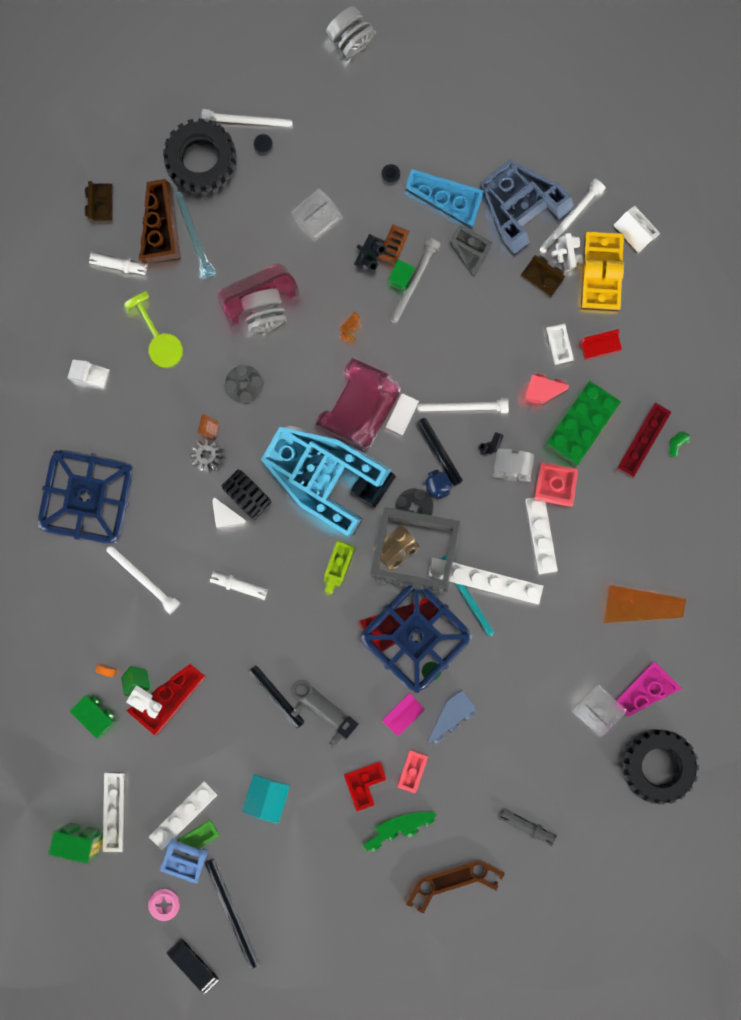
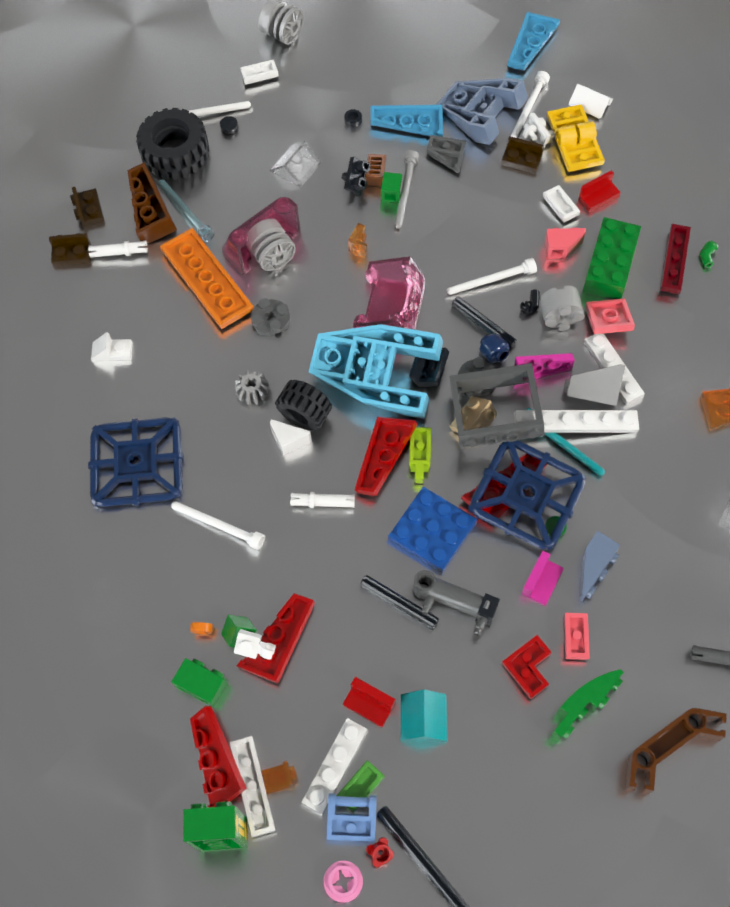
camera: 10 degrees left, 20 degrees down
(72, 250) = (70, 249): none -> dark brown bracket
(91, 793) = (220, 770): none -> red wing
(136, 812) = (279, 778): none -> clear orange bracket
(165, 348) = (182, 308): lime piece -> none
(195, 322) = (207, 278): none -> orange plate
(198, 897) = (383, 858): none -> red plate
(208, 427) = (245, 358): dark orange slope -> none
(225, 774) = (369, 702): none -> red panel
(304, 557) = (383, 451): none -> red wing
(311, 86) = (259, 71): none -> white plate
(325, 640) = (432, 529): none -> blue plate
(402, 414) = (434, 301): white tile -> none
(477, 517) = (547, 364): none -> dark pink wing
(515, 552) = (596, 385): none -> light grey slope
(608, 128) = (531, 38): none -> dark azure wing

